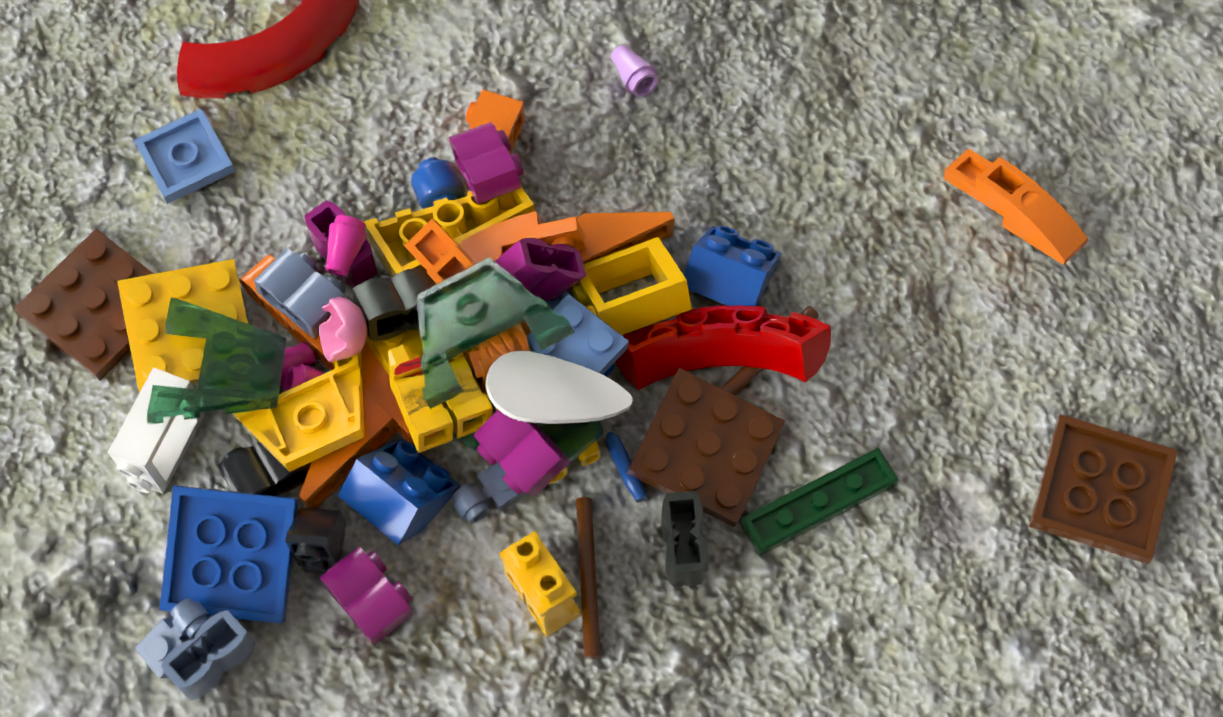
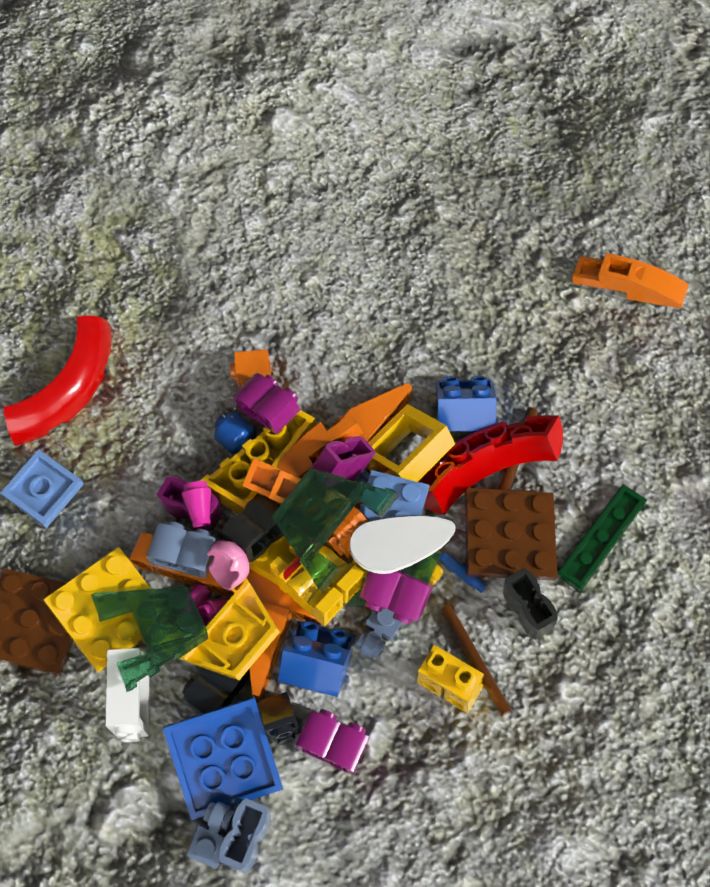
camera: 20 degrees left, 0 degrees up
(636, 73) = (330, 295): lavender cone -> none

